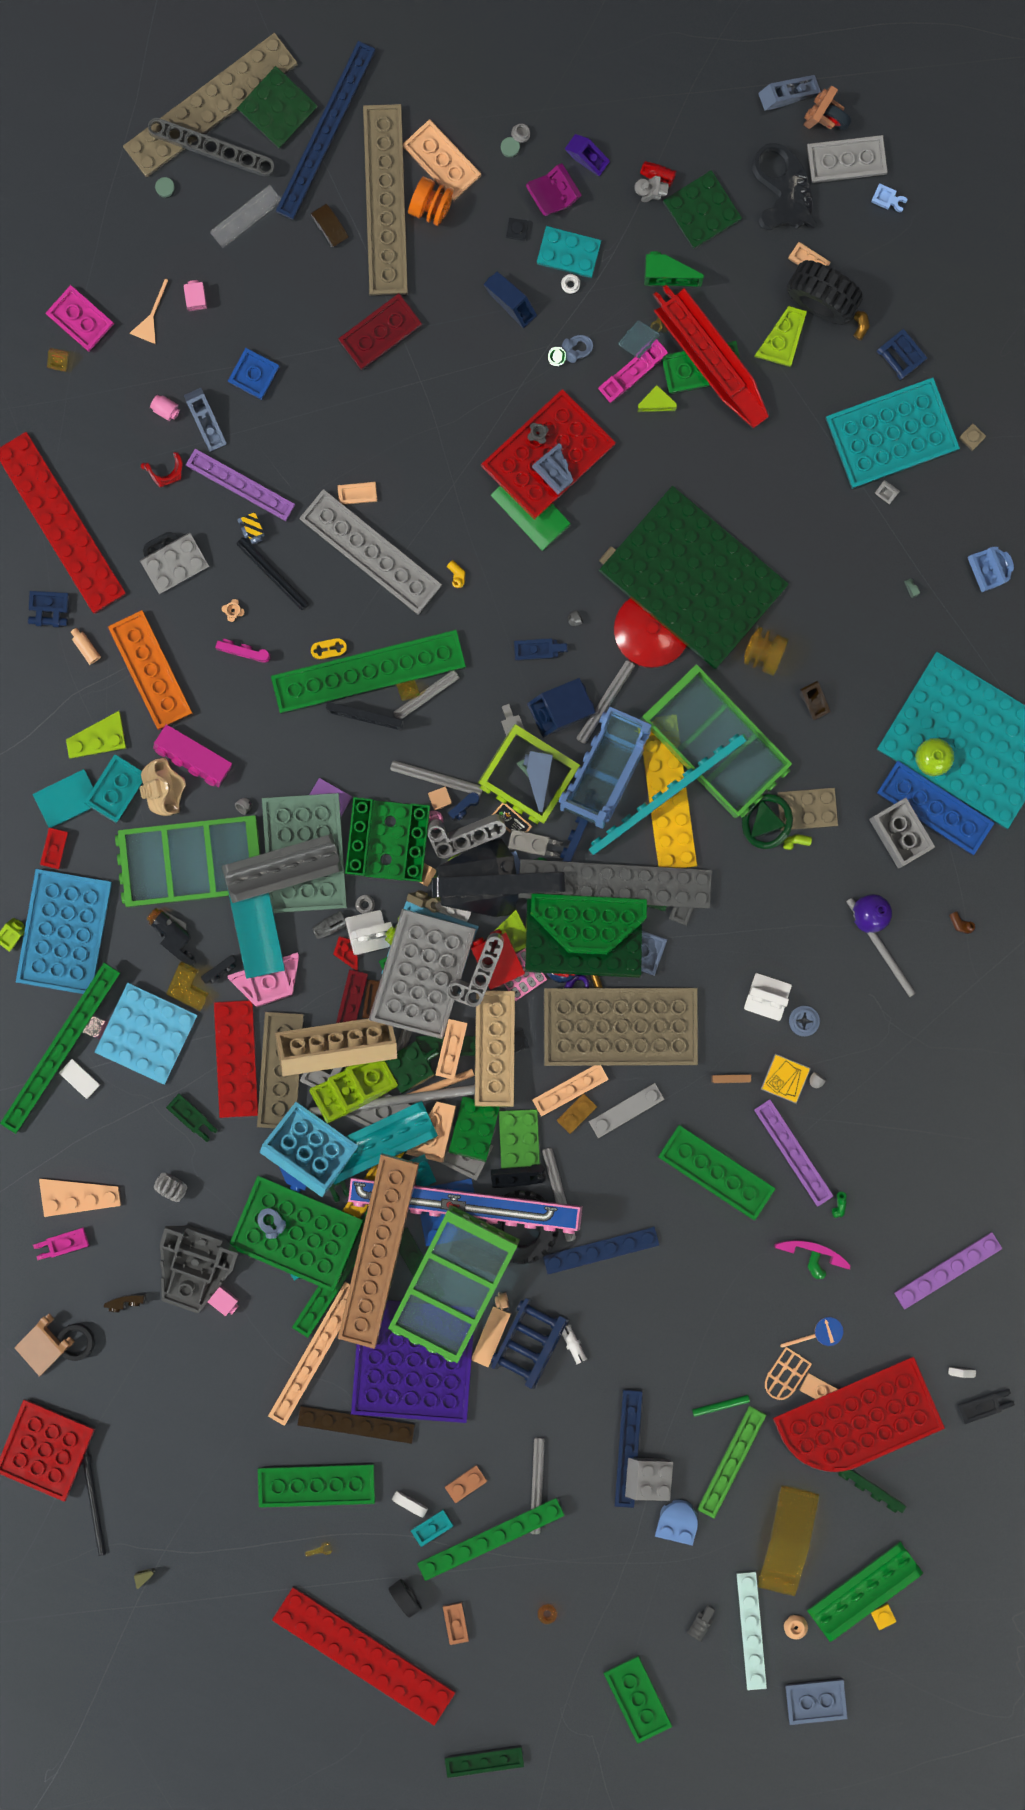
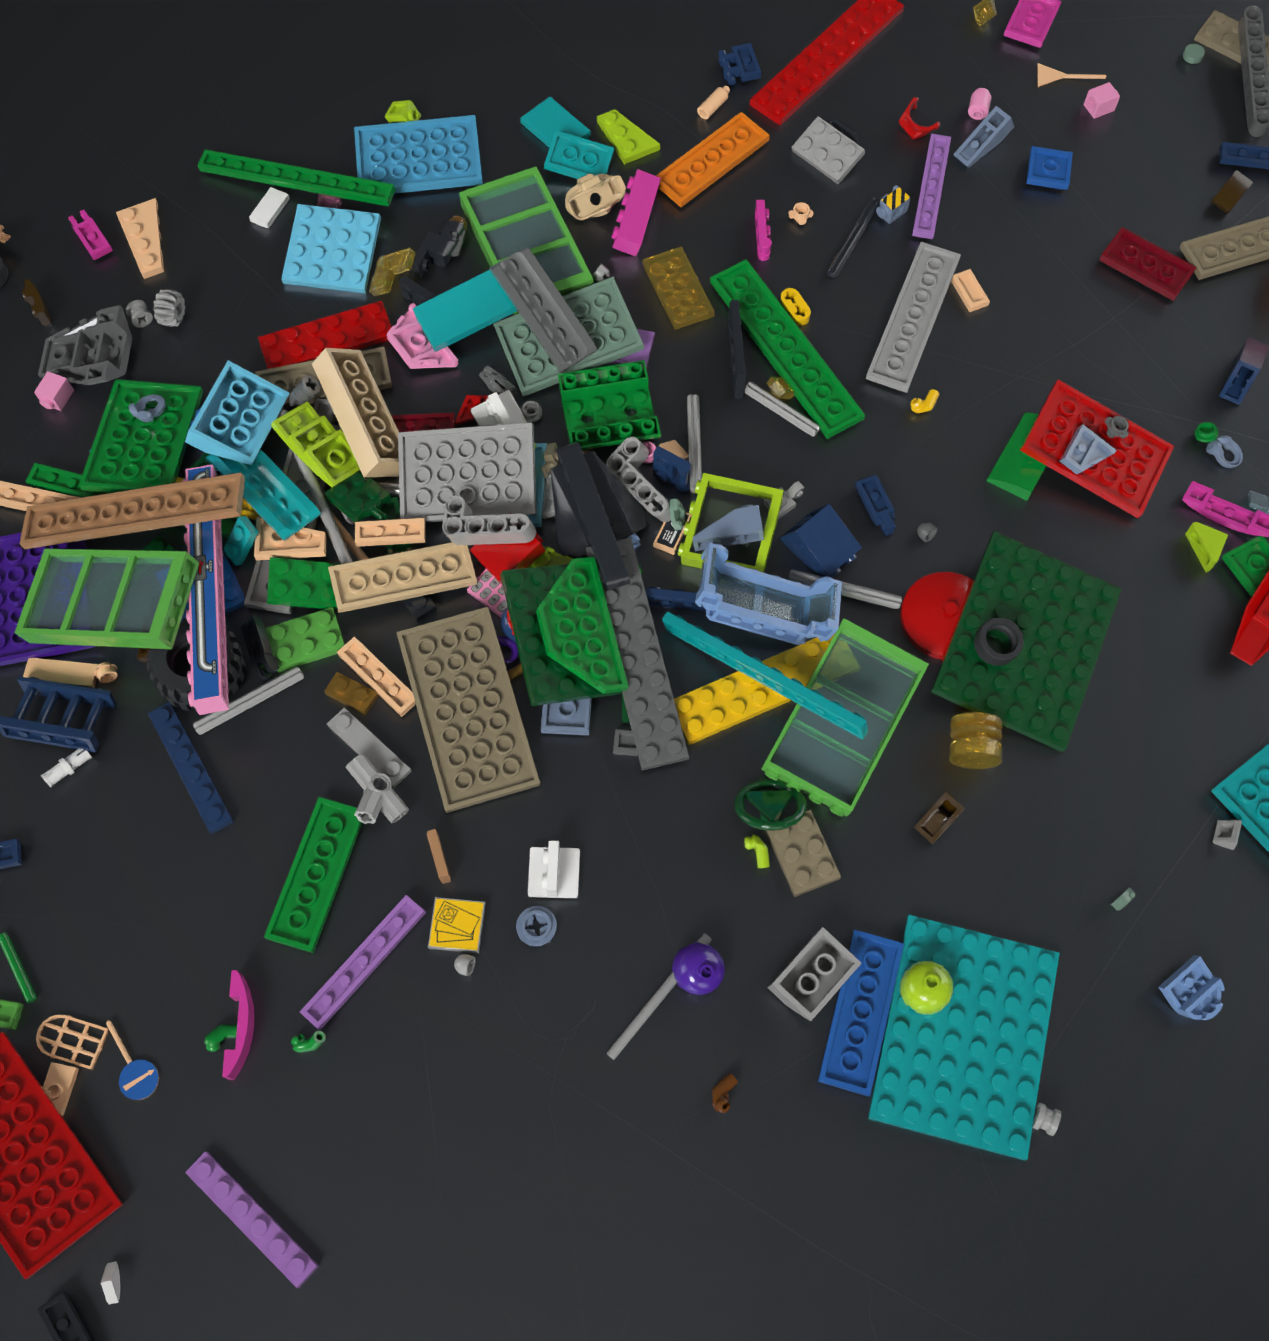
camera: 75 degrees right, 20 degrees down
(54, 848) = (501, 125): red plate -> none
(164, 1215) = (138, 313): none -> light grey wheel
(190, 1116) = (251, 312): dark green hinge -> none
(245, 216) = (1200, 122): clear tile -> none
(279, 743) = (678, 288): none -> clear yellow plate
(301, 1087) = (304, 390): none -> dark grey hinge
(504, 814) = (677, 514): none -> sand green tile
(532, 843) = (654, 555): hinge -> none
(675, 1116) = (374, 799): none -> light grey piece
(703, 592) = (1008, 628): none -> black tyre

